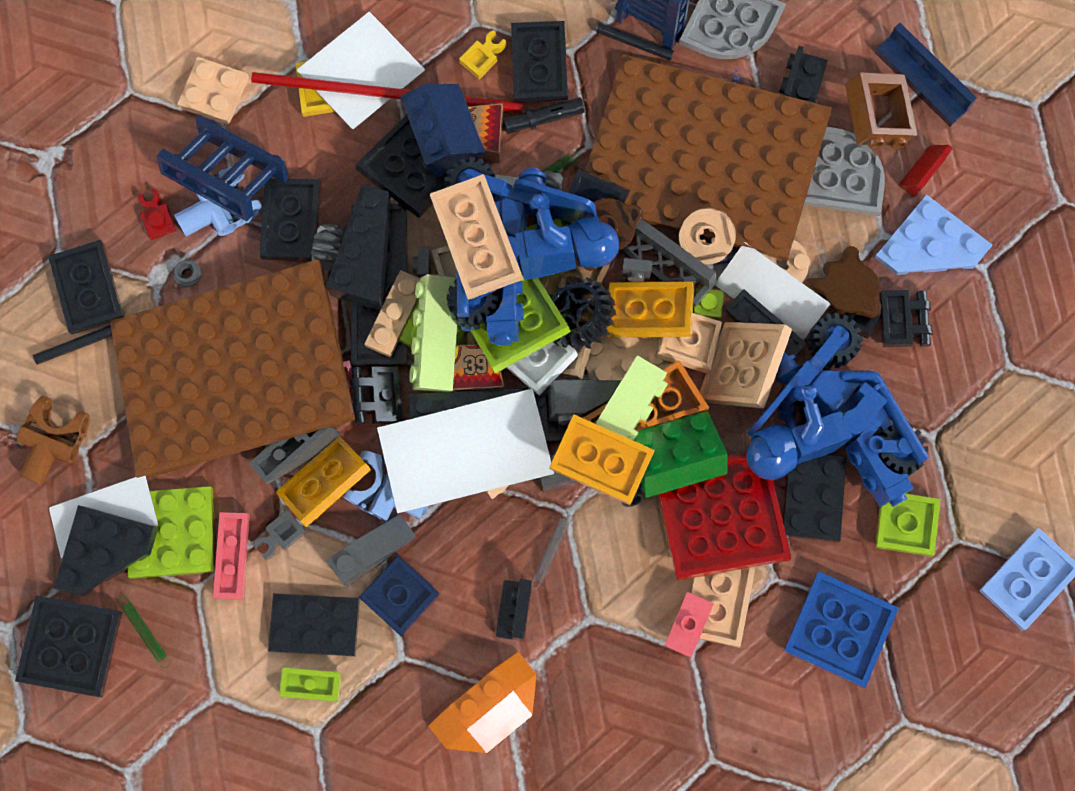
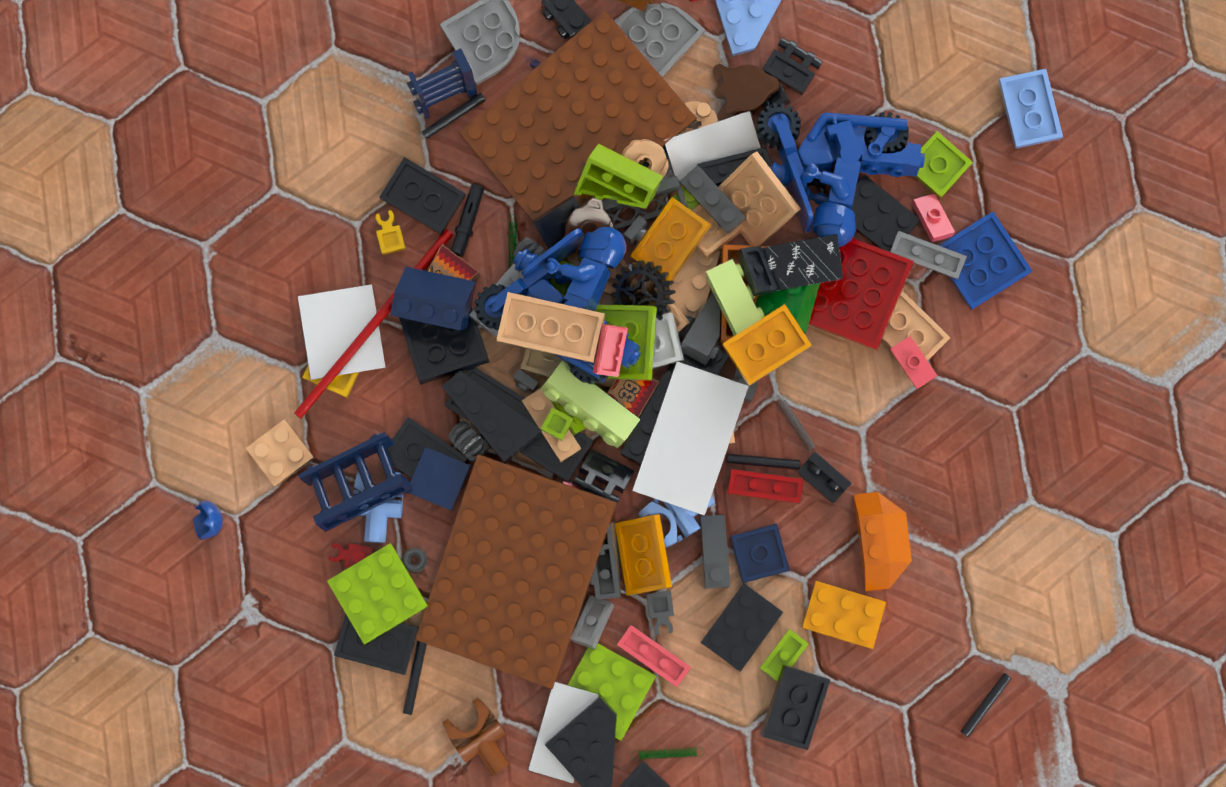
camera: 60 degrees left, 5 degrees up
(108, 67) = (209, 520): none -> blue hair
(130, 257) = (377, 593): none -> lime plate
(226, 475) = (592, 622): none -> light grey plate
(263, 728) = (795, 707): none -> black plate
(275, 242) = (438, 478): none -> dark blue tile
(390, 719) = (844, 615): none -> light orange plate
(395, 314) = (557, 424): none -> lime plate
(469, 558) = (765, 486): none -> red plate
(490, 306) = (610, 350): none -> coral plate
(493, 540) = (763, 461): none -> black bar
(672, 405) = (757, 270): none -> black plate
(673, 215) = (618, 179): none -> lime wedge
(705, 439) = (805, 262): none -> black sticker
(717, 324) = (712, 200): none -> dark grey plate
(808, 570) = (928, 255): none -> light grey plate
(850, 551) = (933, 217): none -> coral plate

